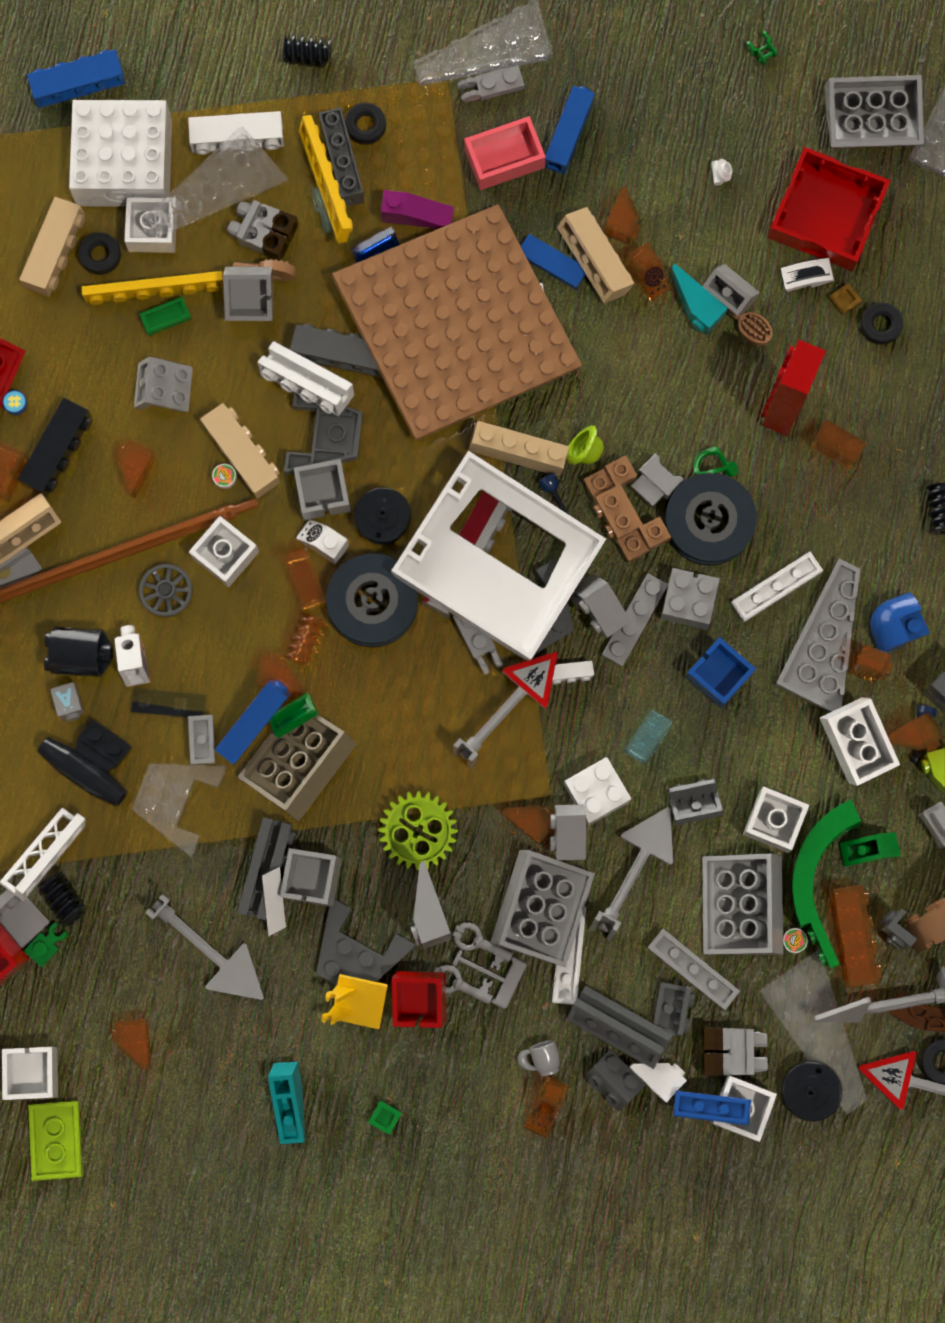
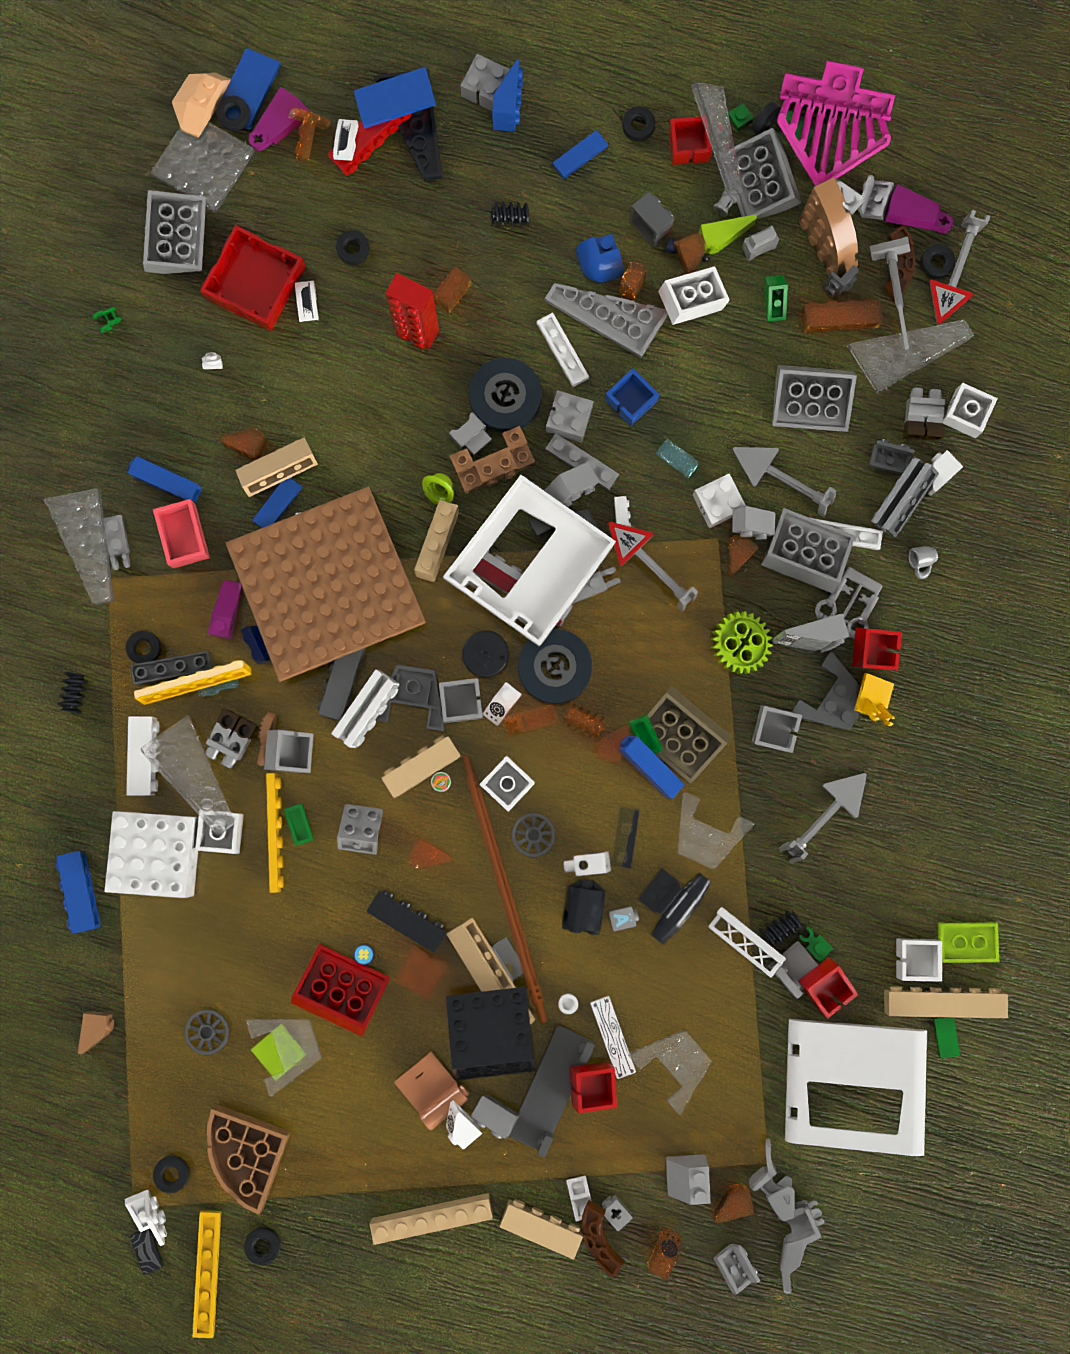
camera: 90 degrees left, 5 degrees up
(52, 247) = (230, 917): tan brick -> none
(109, 263) = (226, 877): black tyre -> none
(134, 1041) = (895, 876): clear orange slope -> none
(201, 740) = (660, 810): light grey plate -> none
(267, 856) = (766, 764): dark grey brick -> none
(273, 902) = (794, 758): white sticker -> none
(287, 1101) = (947, 757): teal slope -> none
(385, 1117) = (962, 683): green plate -> none
(546, 1107) = (959, 558): clear orange slope -> none
(550, 484) = (466, 519): dark blue hinge -> none
(614, 1080) = (942, 506): dark grey bracket -> none
(648, 271) = (293, 426): clear orange slope -> none
(693, 969) = (860, 439): light grey plate -> none
(695, 801) = (731, 426): dark grey bracket -> none
(700, 305) = (324, 389): teal slope -> none
(712, 1108) = (971, 431): blue tile -> none
(729, 467) = (462, 376): green piece -> none
(731, 289) = (316, 361): light grey brick -> none
(753, 328) = (346, 350): medium nougat piece -> none
(776, 820) = (750, 365): white brick -> none
(794, 940) = (841, 361): tile -> none
(812, 1090) = (956, 358): black wheel -> none
(823, 834) = (790, 348): green arch -> none
(845, 299) = (329, 274): pearl gold tile -> none

